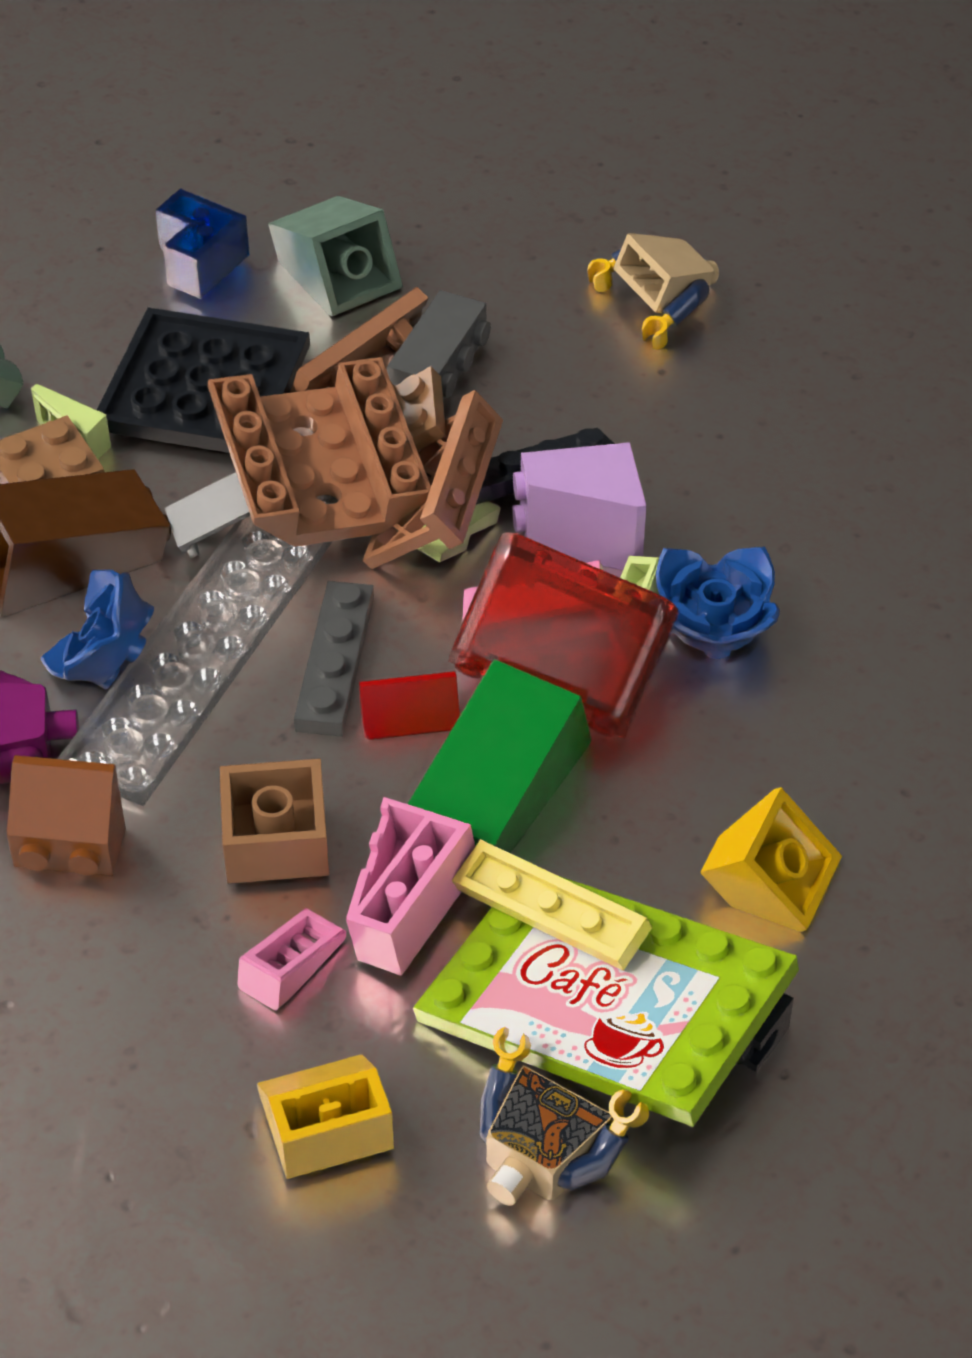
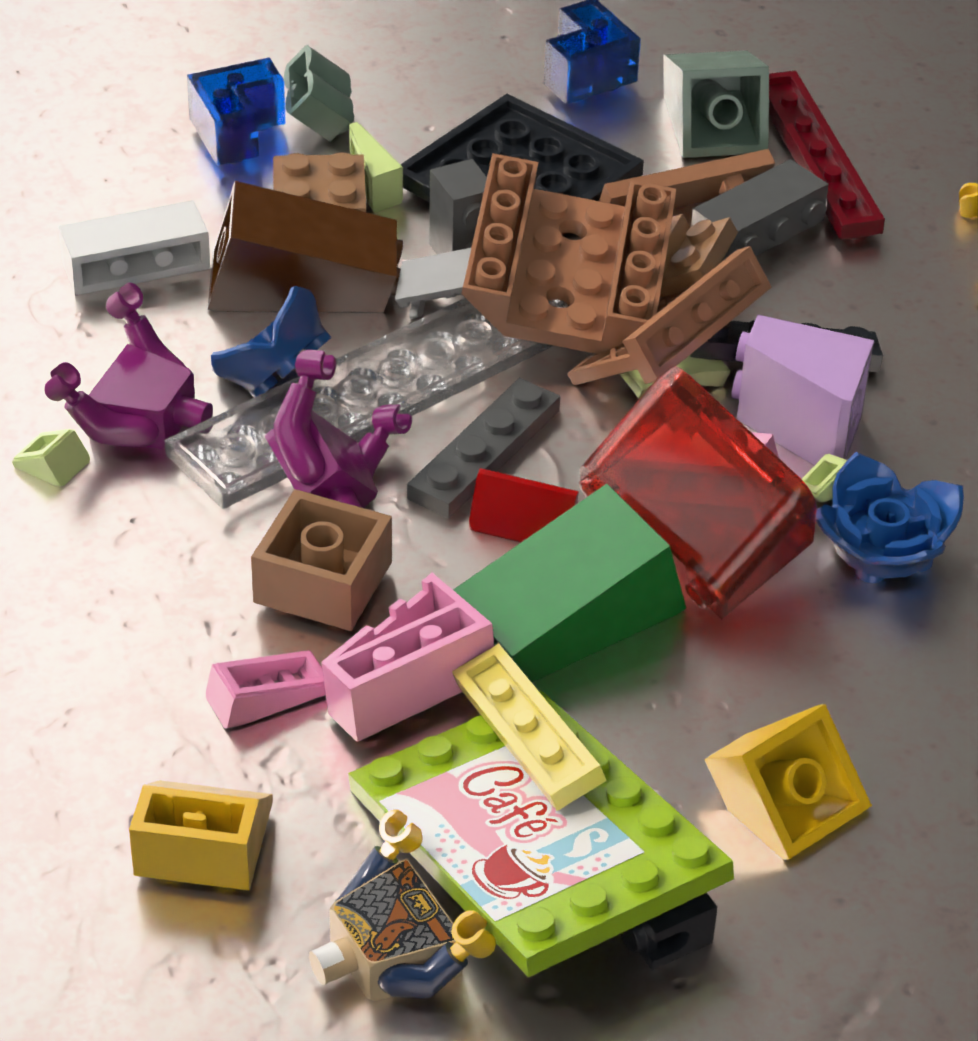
camera: 25 degrees right, 5 degrees down
(65, 815) = (136, 485): dark orange slope -> none
(190, 443) = (455, 205): none -> dark grey brick
(216, 724) = (318, 454): none -> magenta torso
(450, 272) = (818, 150): none -> dark red plate

